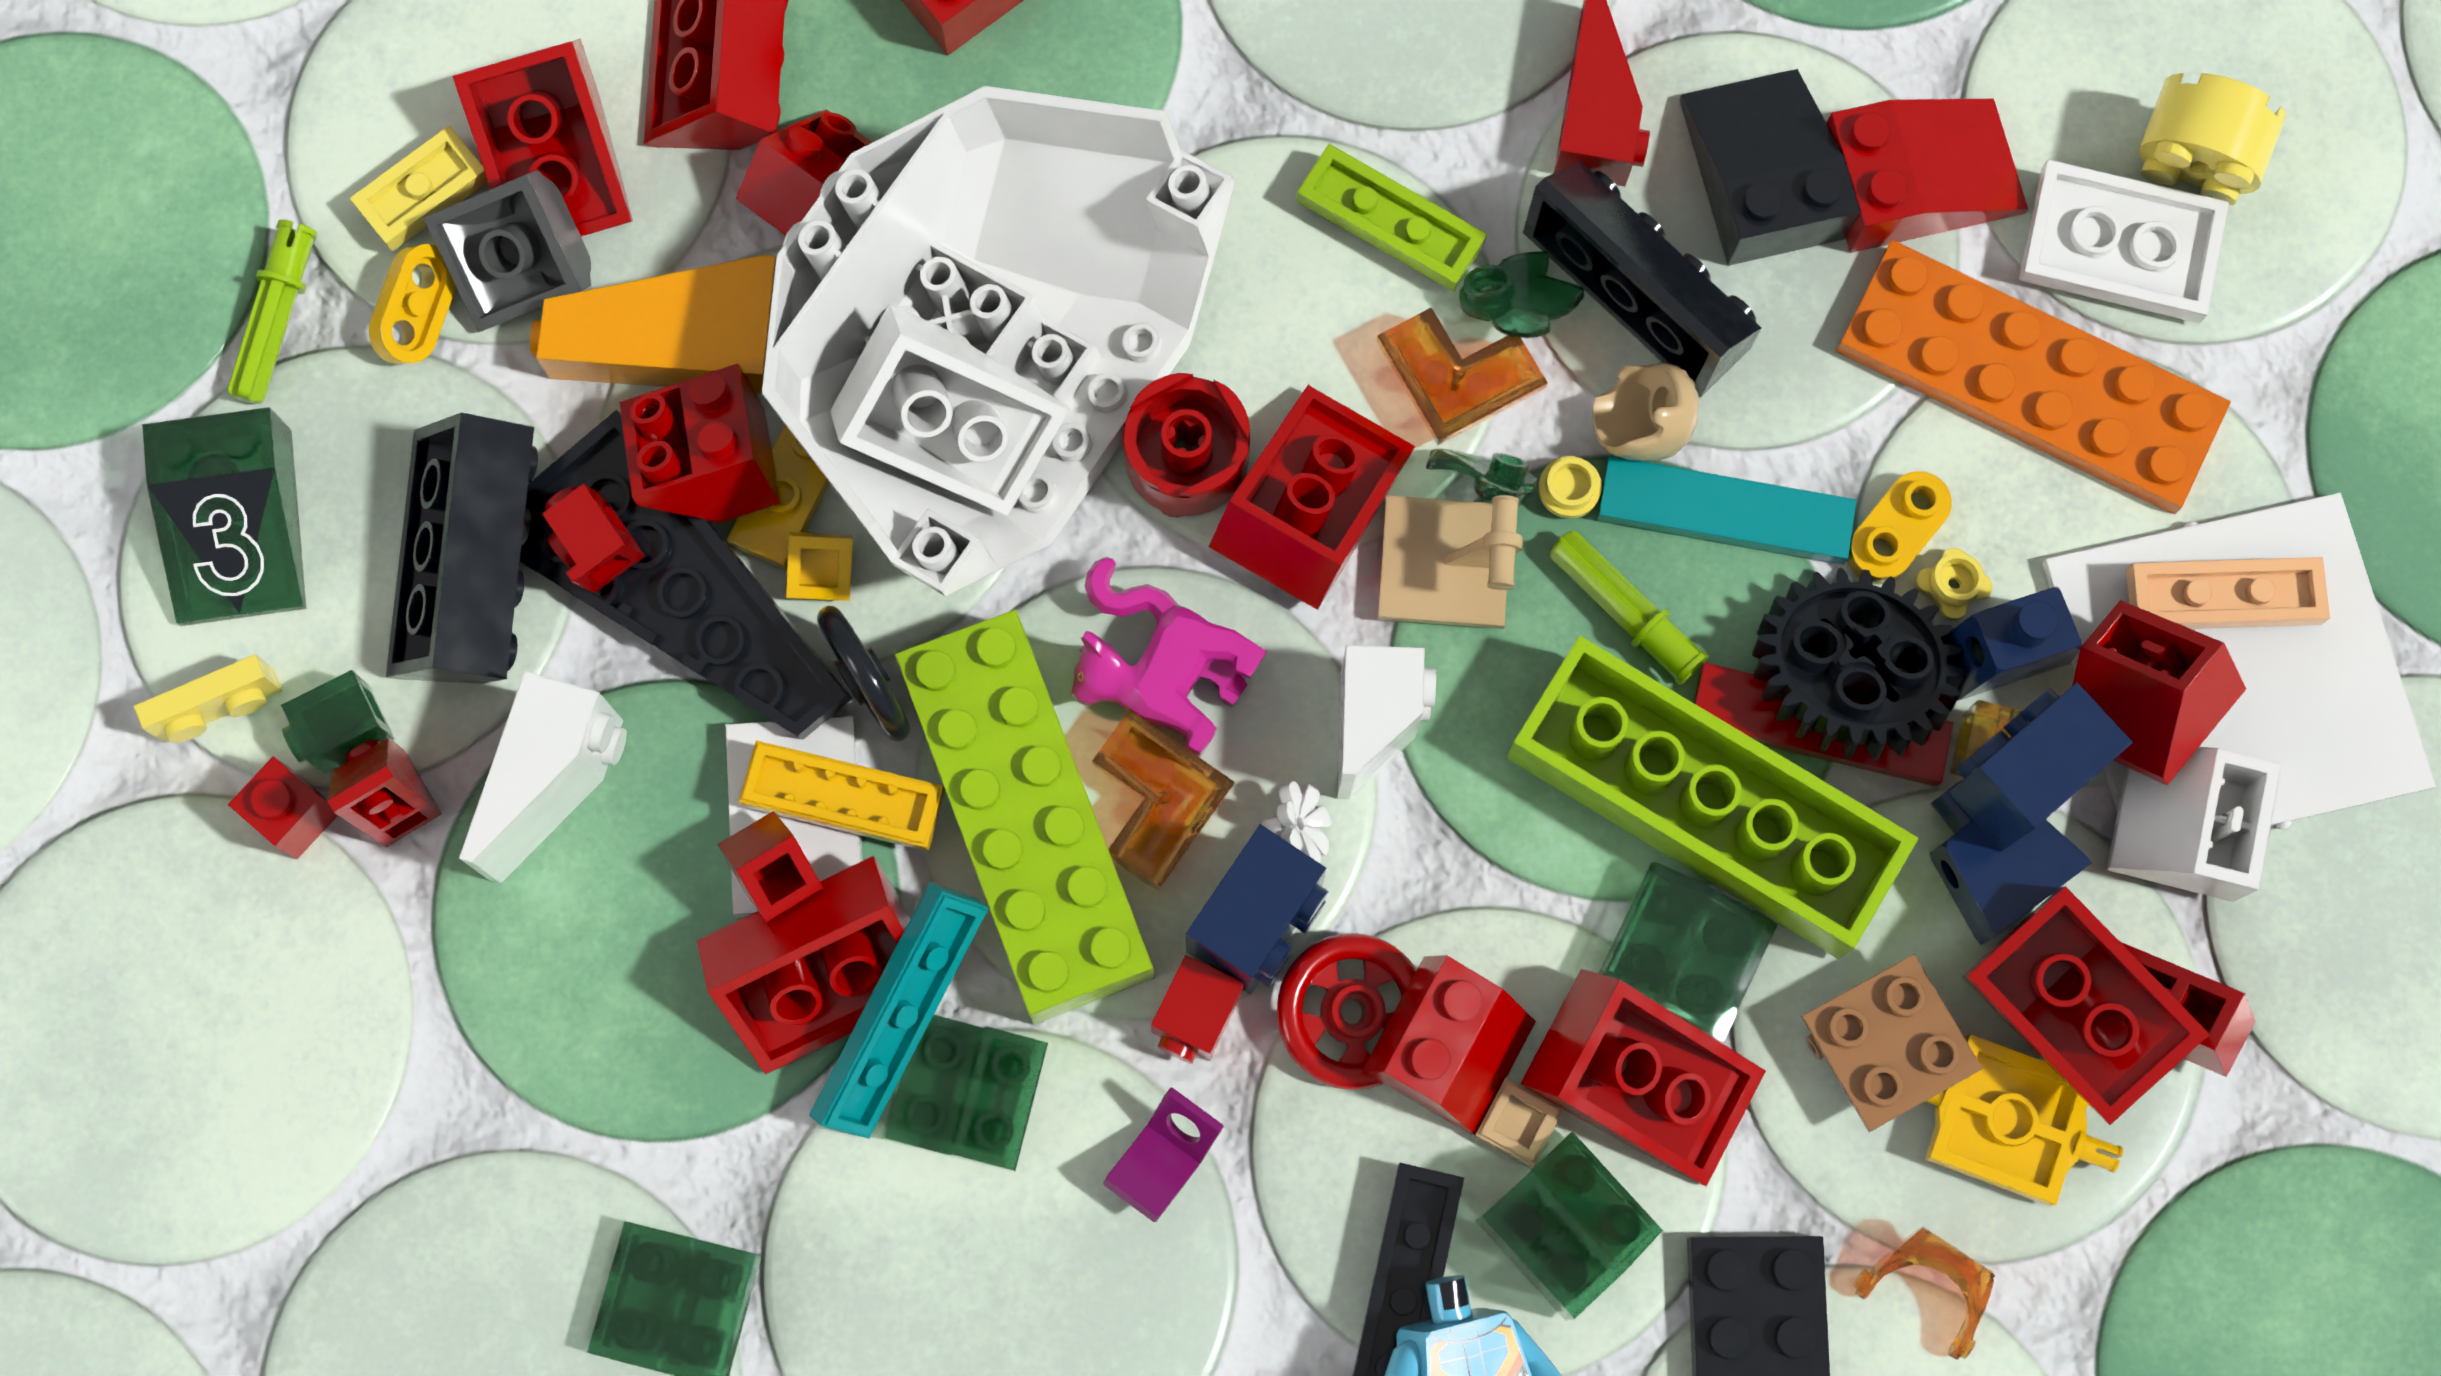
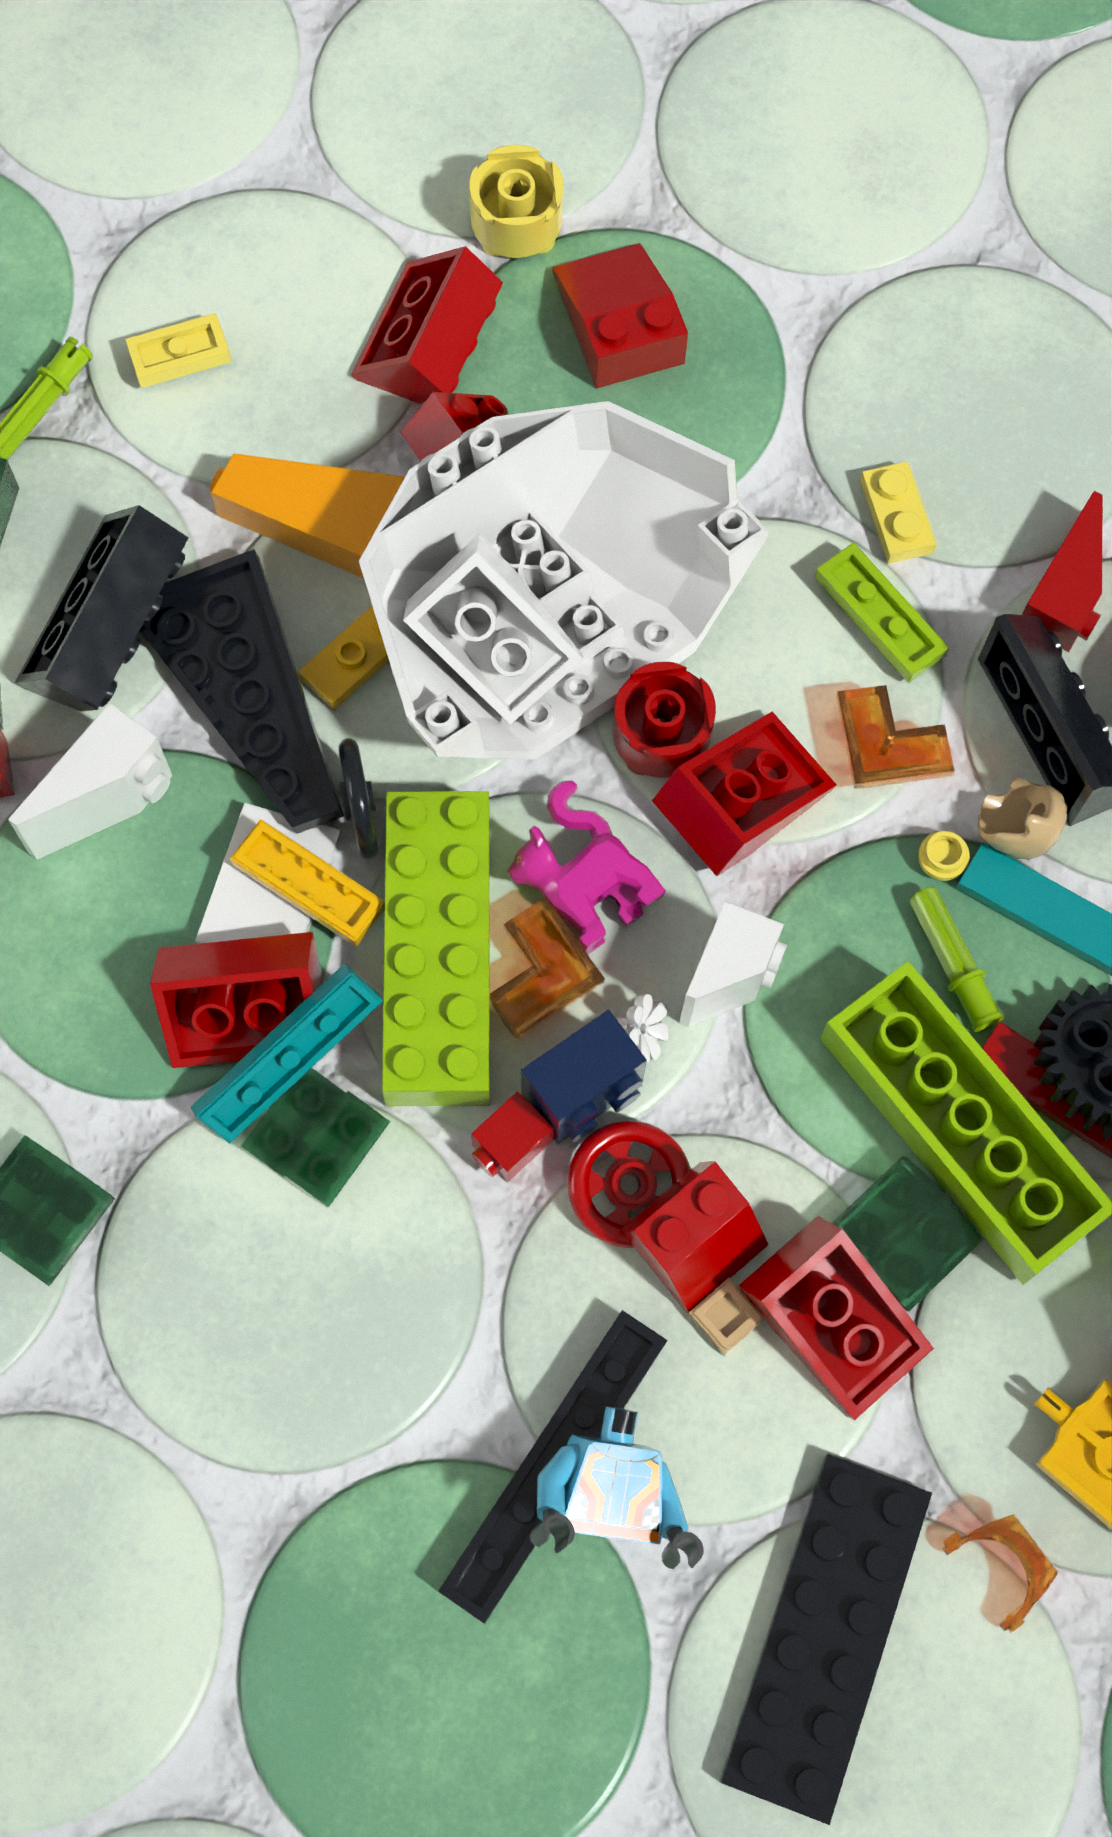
camera: 20 degrees right, 5 degrees down
(414, 308) = (140, 432): yellow plate -> none
(511, 249) = (224, 410): dark grey slope -> none
(550, 119) = (278, 349): red slope -> none
(589, 537) = (198, 631): red brick -> none
(700, 448) = (304, 596): red slope -> none
(770, 866) = (233, 911): red brick -> none
(819, 566) = (357, 713): yellow plate -> none
(1163, 1157) = (443, 1238): magenta bracket -> none
(1365, 85) = (898, 512): none -> light yellow plate
(1448, 560) = (829, 875): tan plate -> none
(1492, 477) = (892, 829): clear green plate -> none
(1518, 295) = (956, 700): clear green plate -> none
(1569, 1227) = (734, 1407): clear green slope -> none
(1890, 1043) = (1040, 1361): medium nougat hinge -> none

